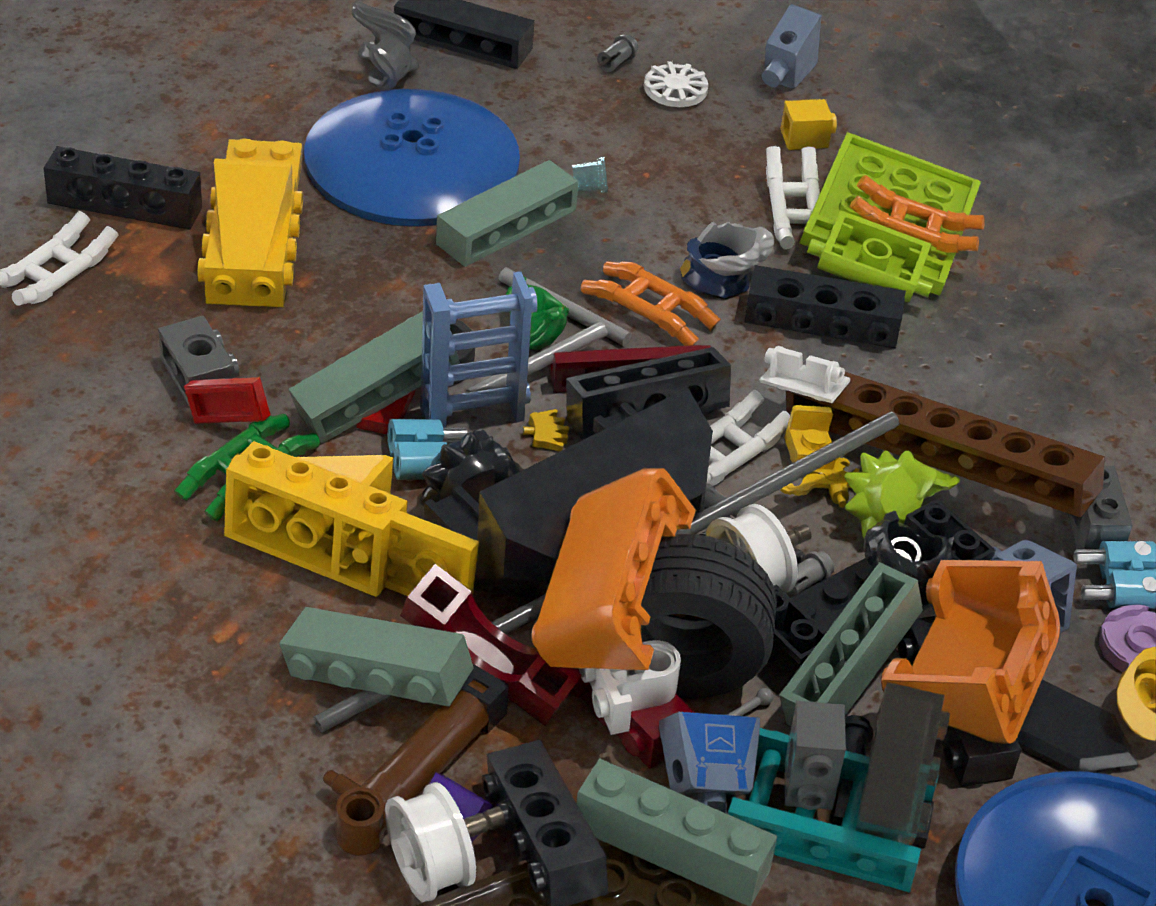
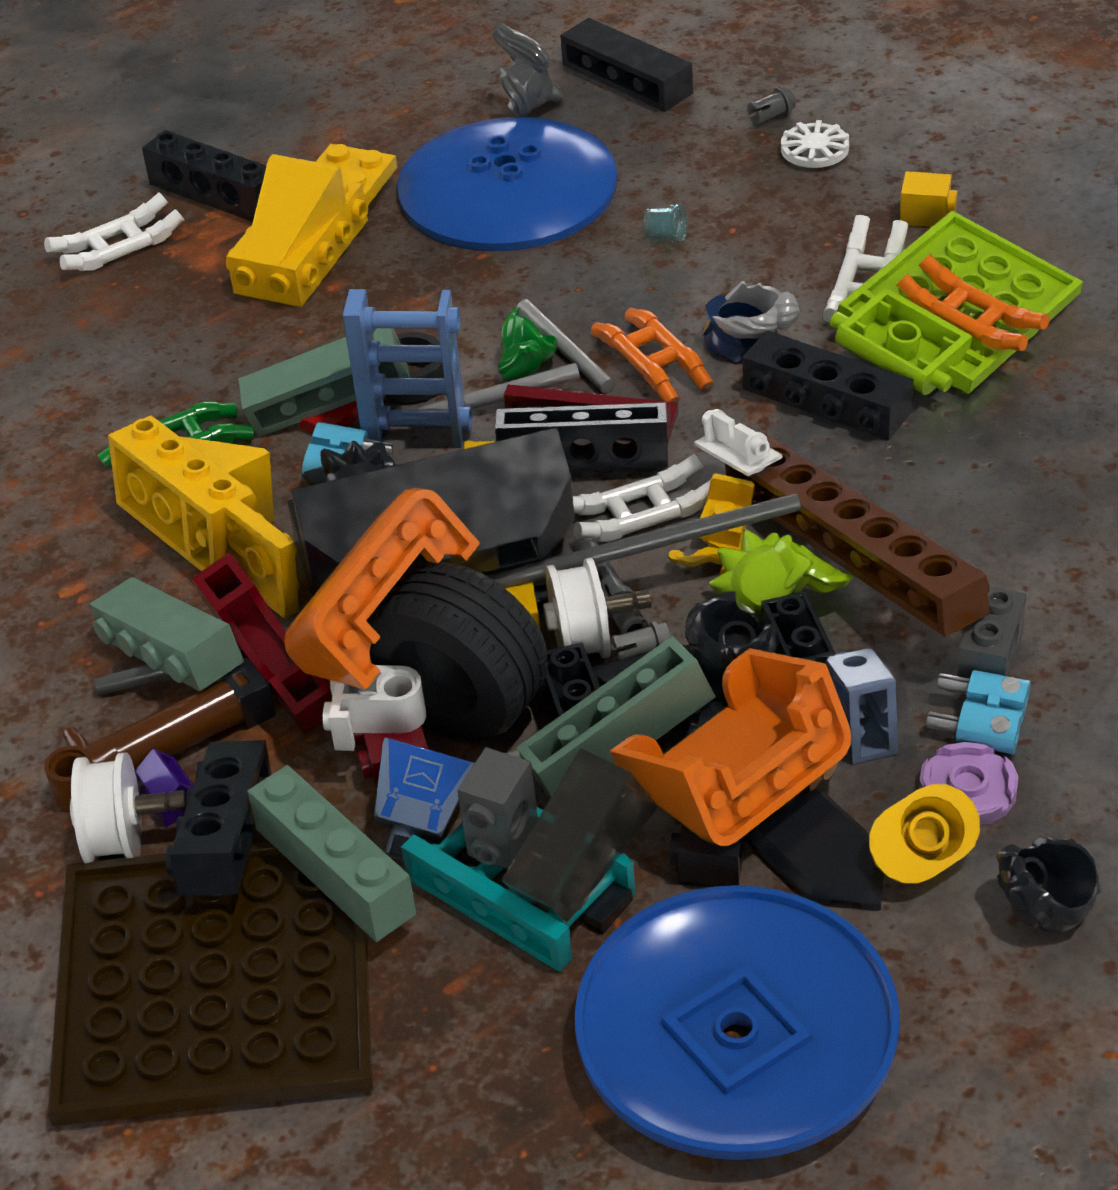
camera: 30 degrees right, 0 degrees up
(195, 353) = (185, 342): dark grey brick -> none
(227, 400) = (180, 380): red tile -> none
(506, 213) = (558, 246): sand green brick -> none
(792, 48) = (950, 120): sand blue torso -> none

